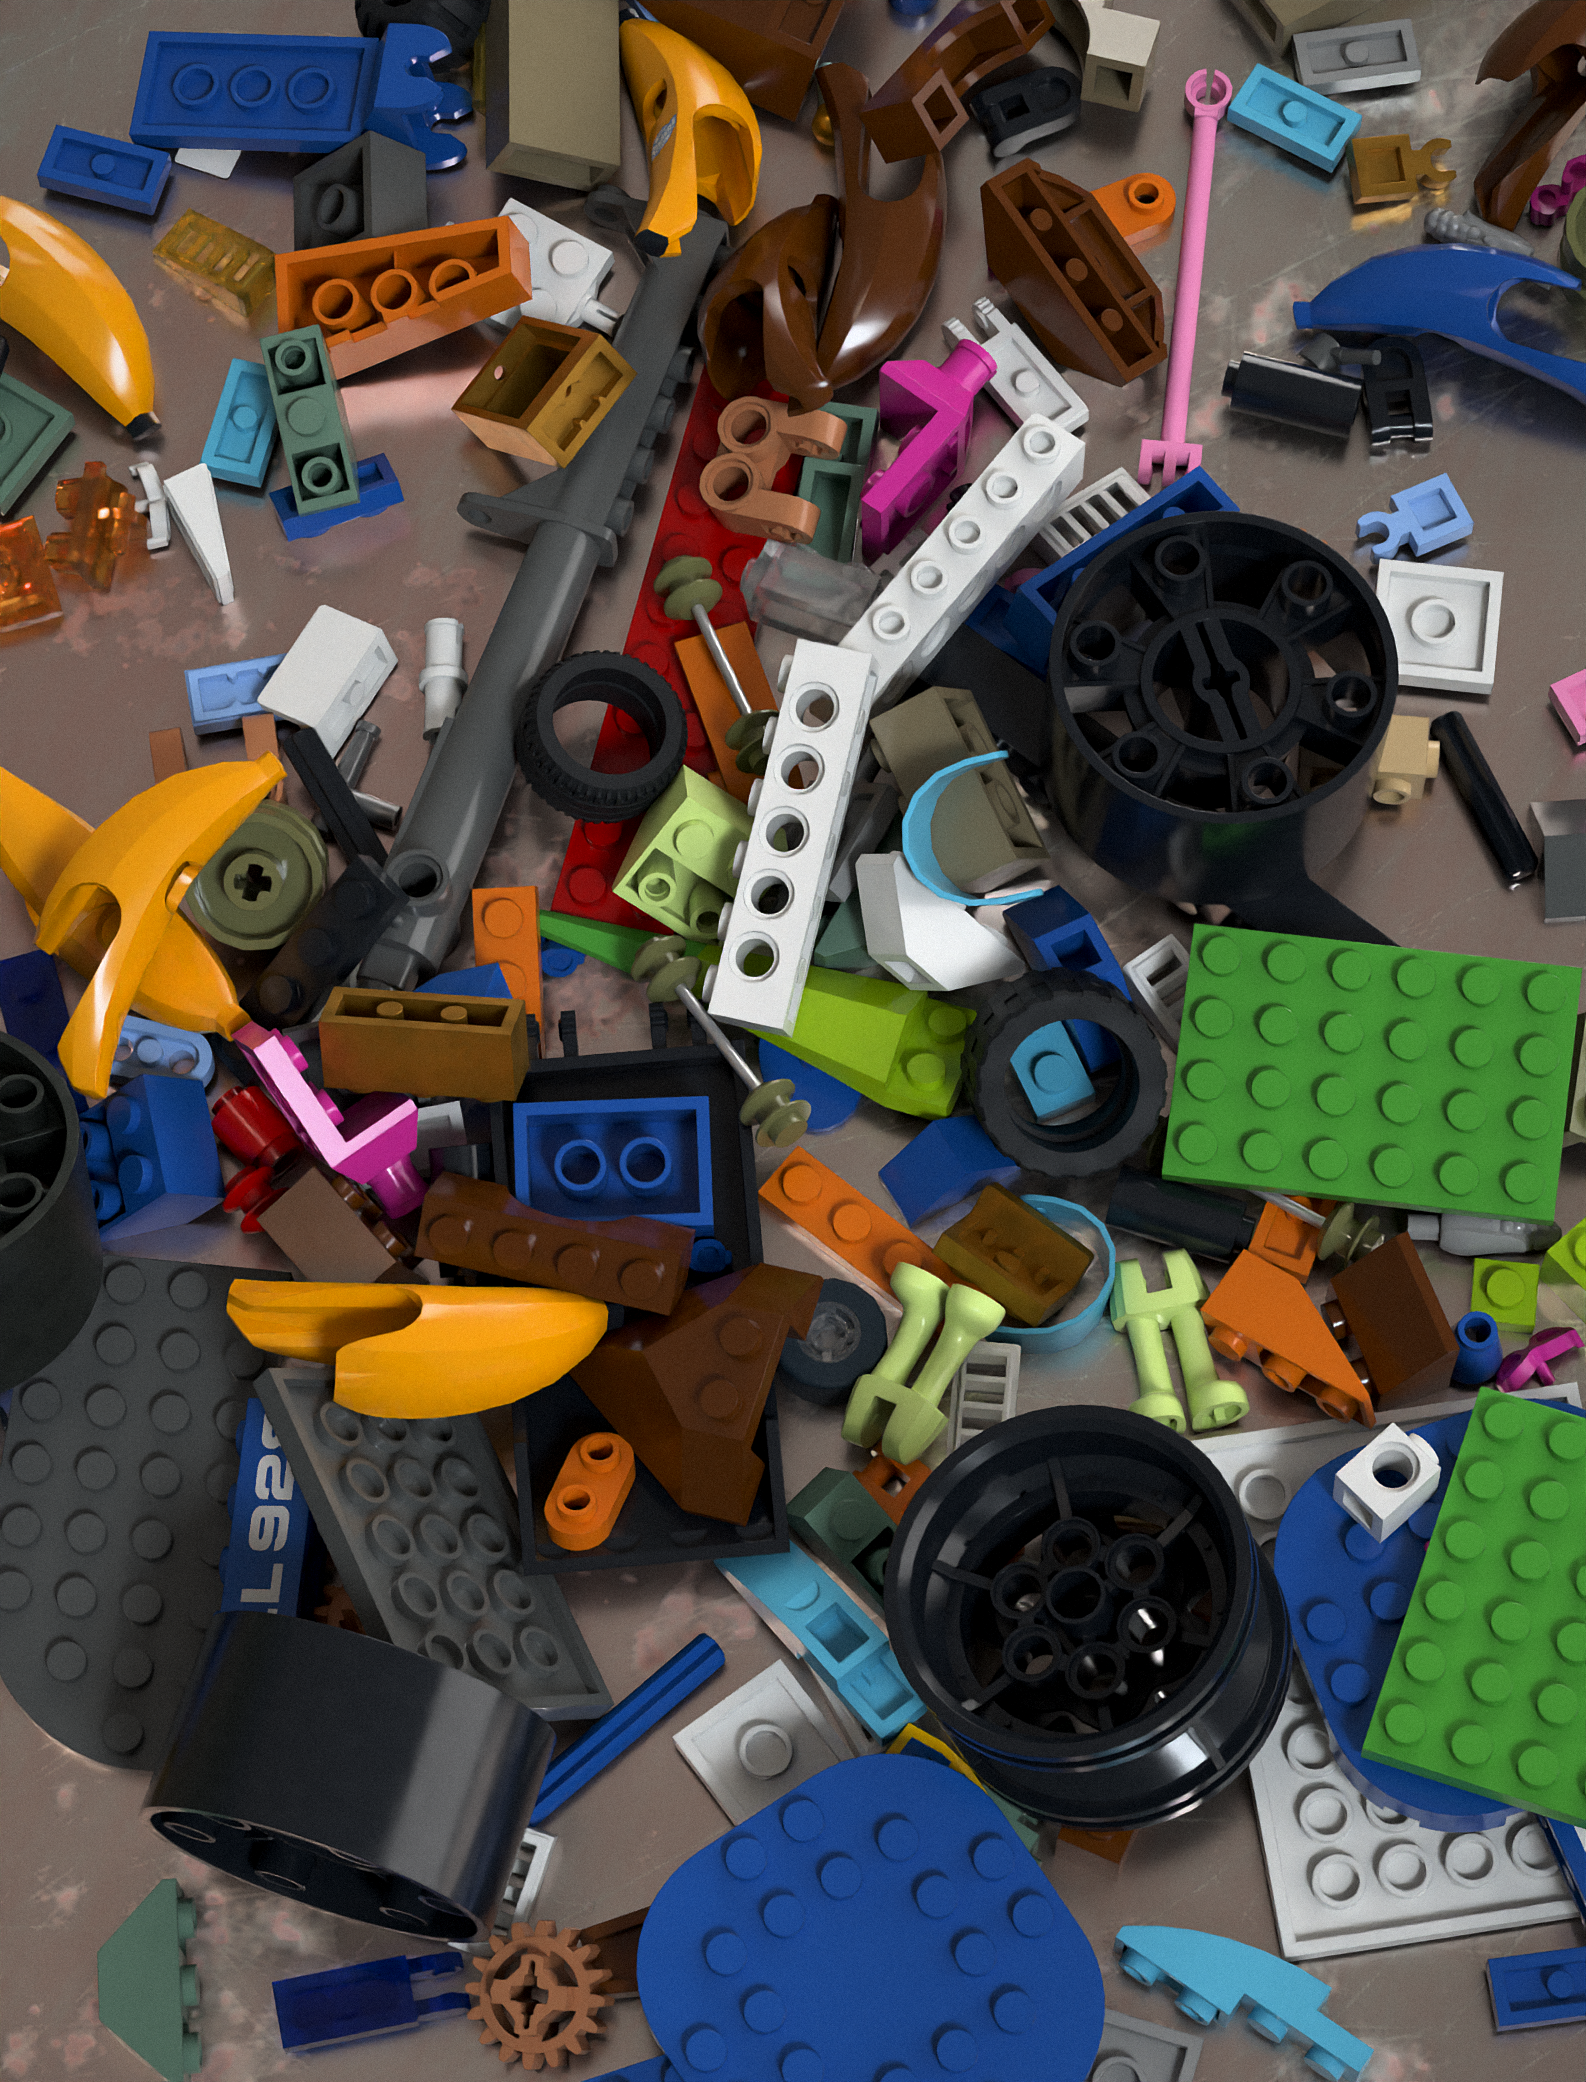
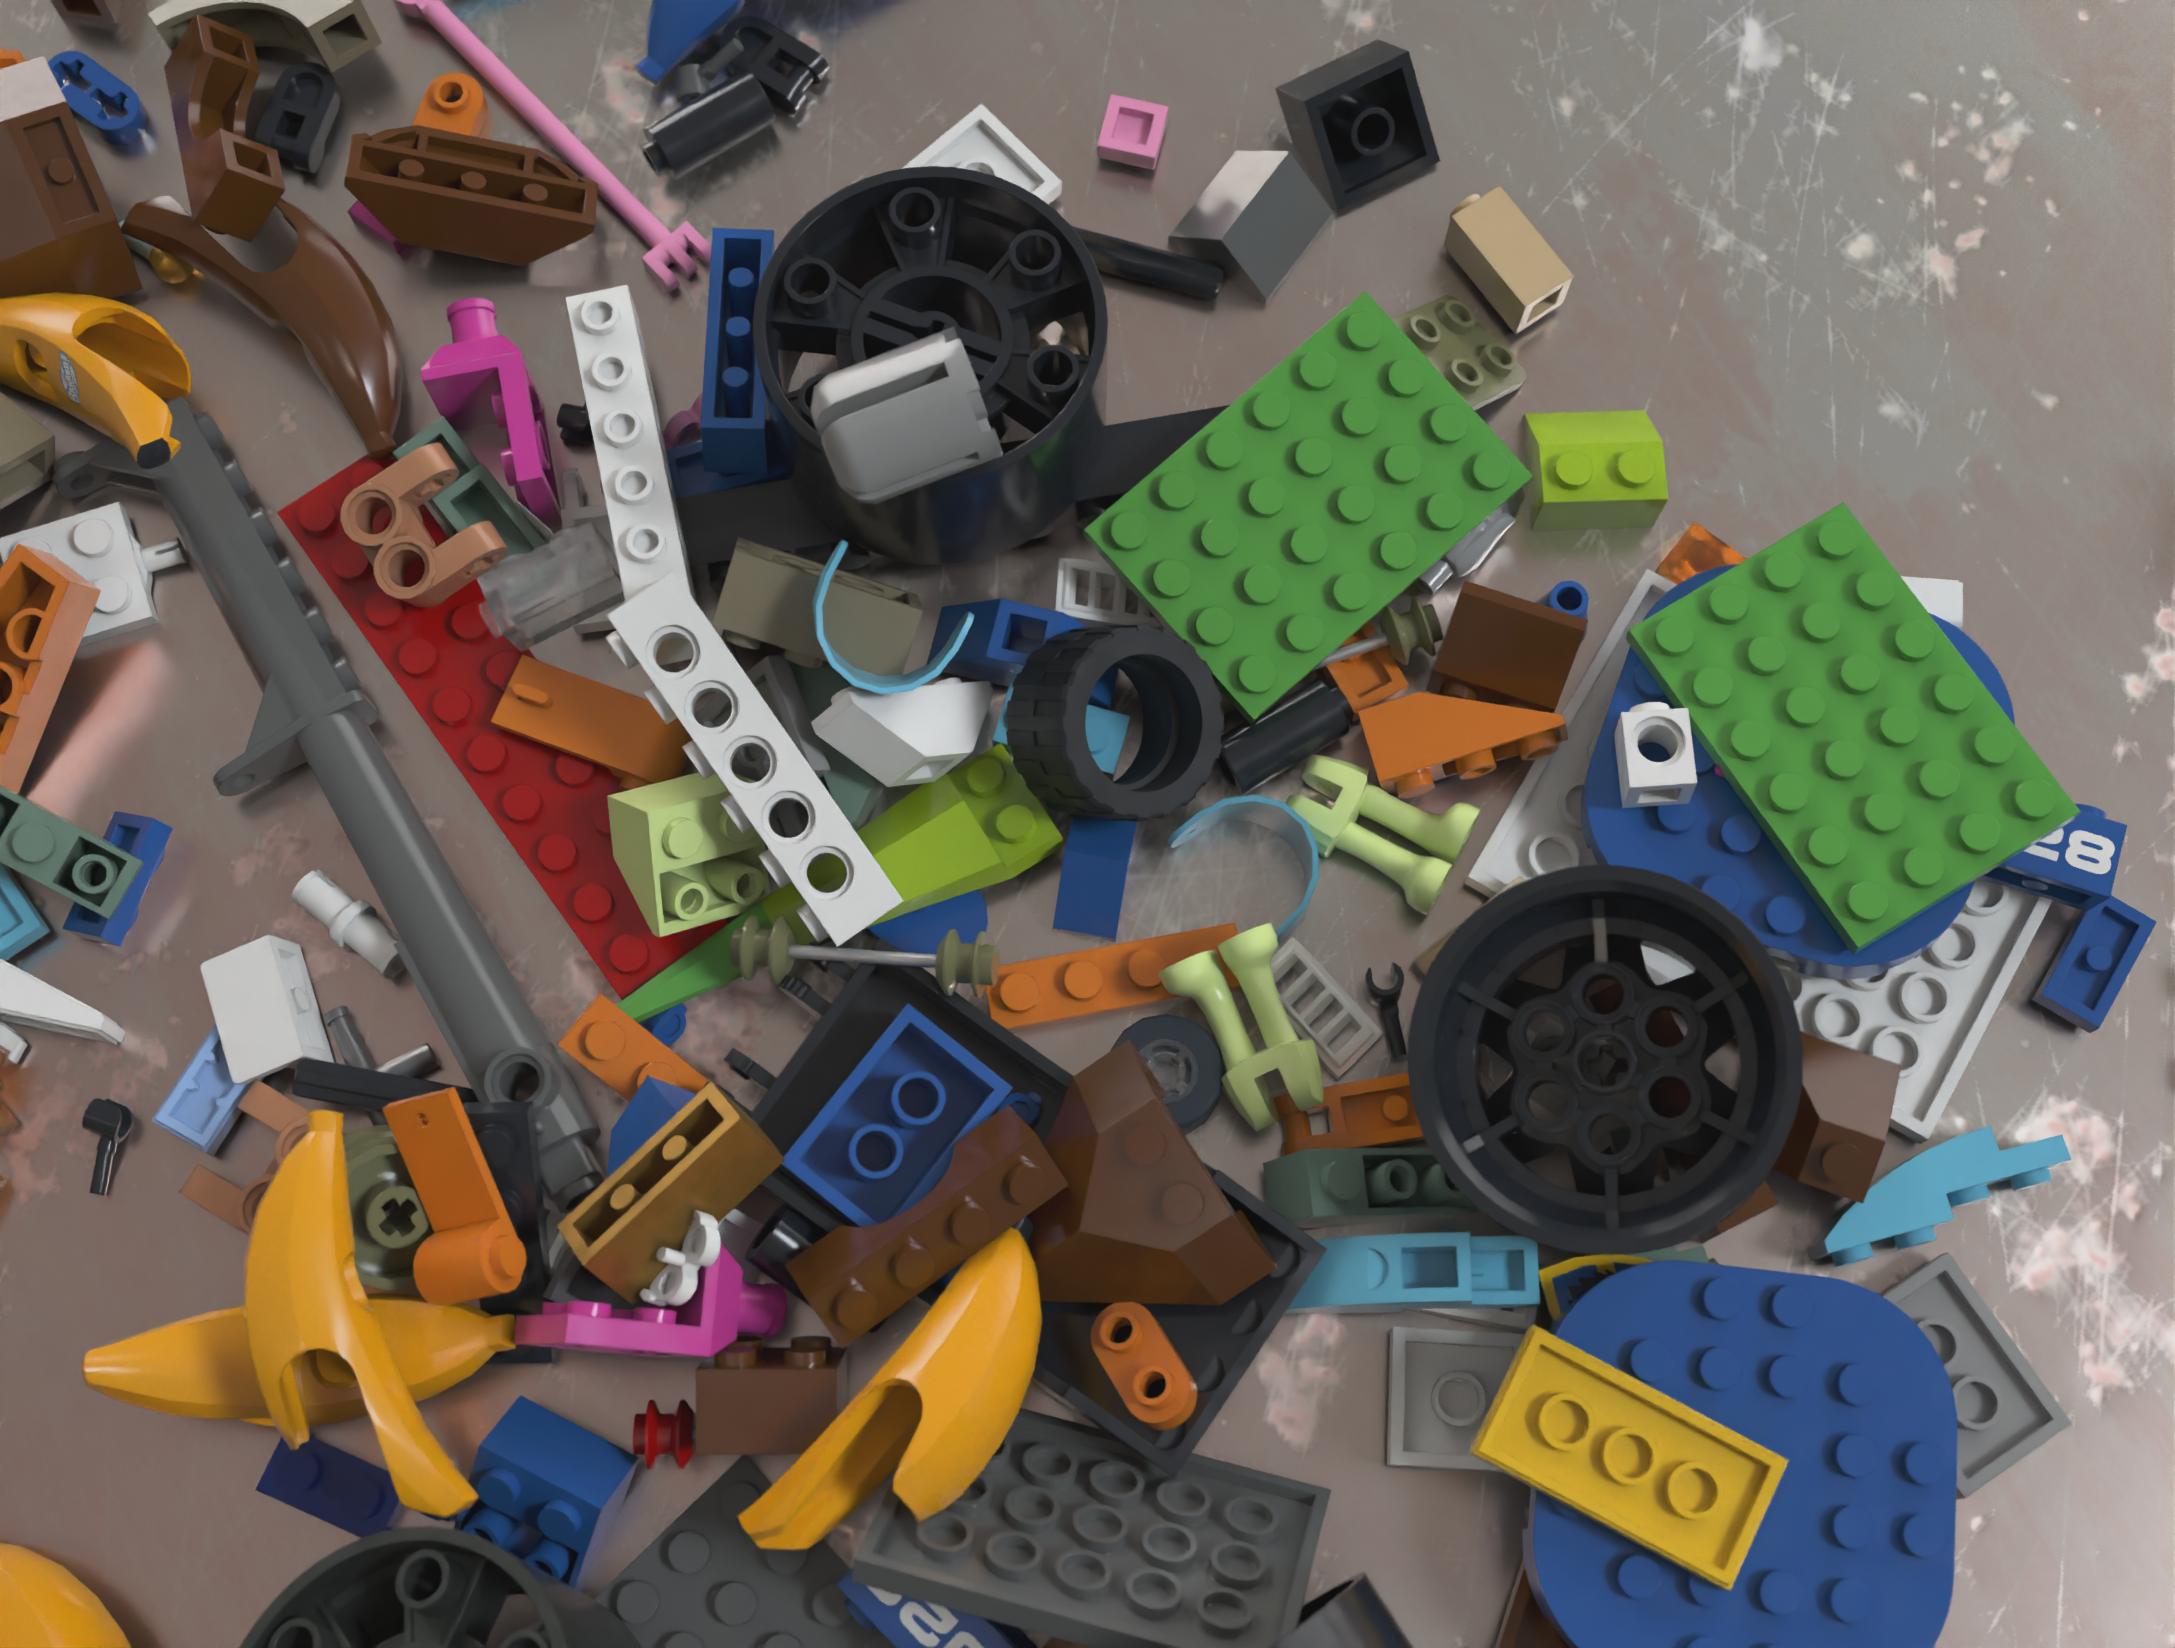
camera: 55 degrees left, 5 degrees up
(158, 1049) = (458, 1413): light blue plate -> none
(160, 650) = (113, 1124): none -> black hand
(255, 1130) = (599, 1385): red brick -> none
(277, 949) = (473, 1238): none -> orange door
(368, 1101) = (679, 1278): none -> white piece
(550, 392) = (225, 638): pearl gold window -> none
(625, 685) = (523, 780): black tyre -> none
(626, 1723) = (1341, 1473): blue axle -> none
(691, 596) = (470, 677): olive axle -> none
(767, 309) = (284, 429): reddish brown piece -> none
(807, 1873) = (1629, 1457): none -> yellow tile
(1015, 1255) = (1214, 881): pearl gold bracket -> none
(1023, 375) = (523, 298): white hinge -> none
(1050, 542) = (676, 388): white slope -> none
(1114, 705) = (903, 419): none -> light grey cylinder
(1232, 1853) = (1839, 1118): none -> reddish brown slope
(1422, 516) = (884, 123): light blue plate -> none
(1505, 1293) = (1531, 563): lime plate -> none
(1544, 1345) = (1596, 566): dark pink piece -> none

